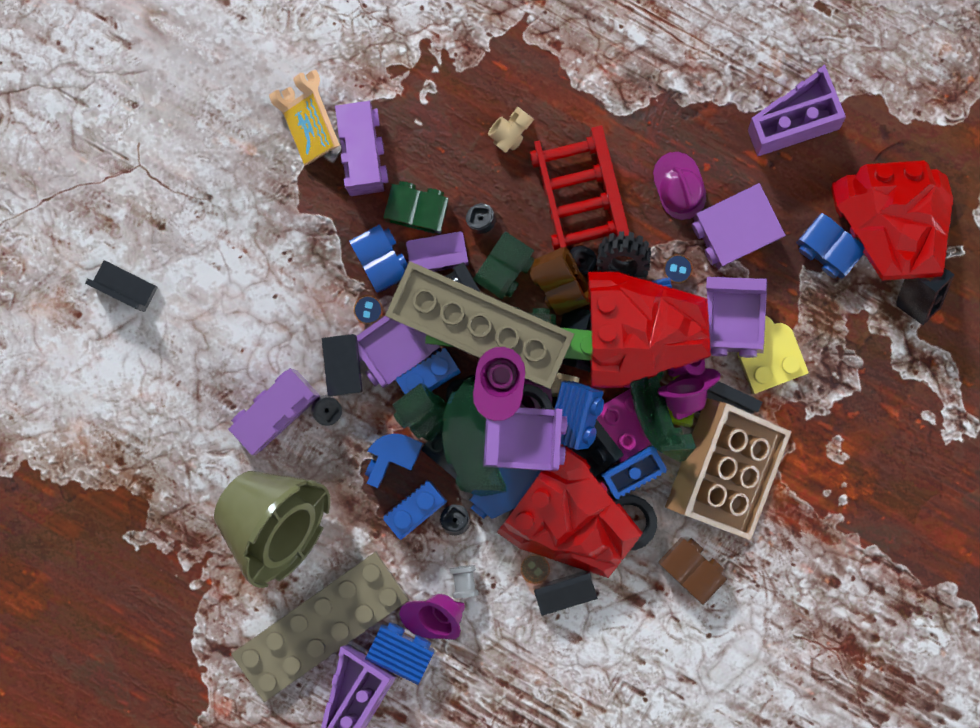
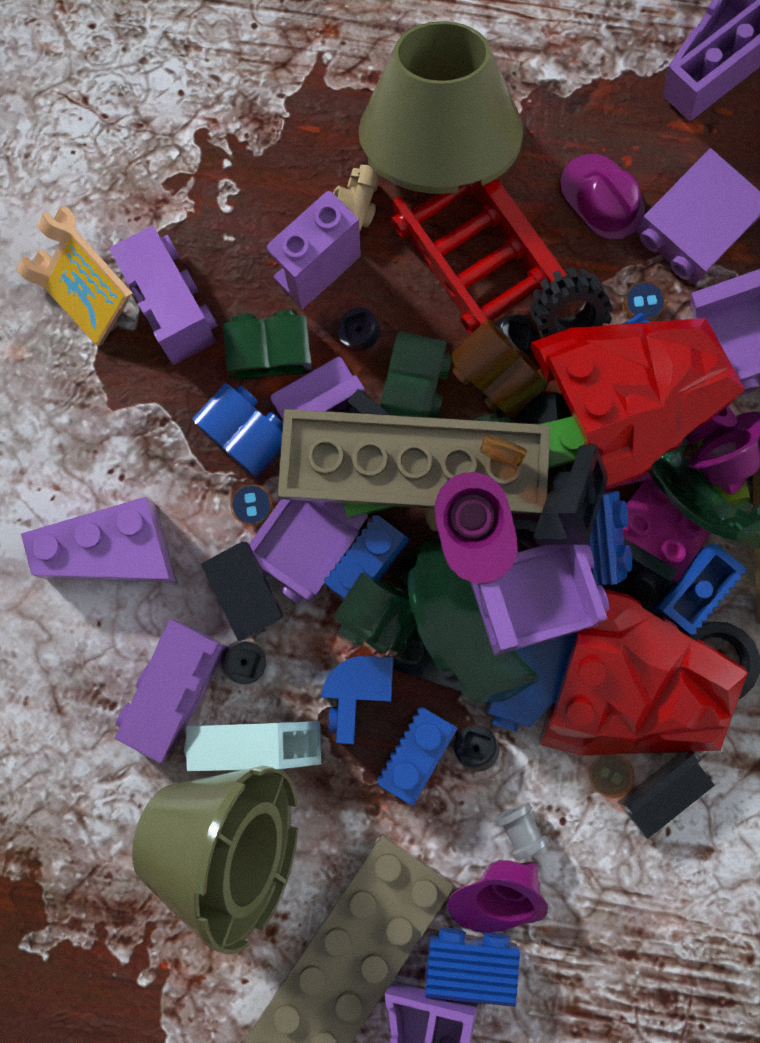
camera: 20 degrees left, 5 degrees down
(263, 302) = (103, 545): none -> medium lavender wedge
(314, 465) = (252, 746): none -> light aqua slope
(469, 158) = (316, 249): none -> medium lavender panel
(536, 341) = (503, 451): none -> clear orange tile
(568, 388) = (573, 501): none -> black panel
(582, 117) = (441, 112): none -> olive cone

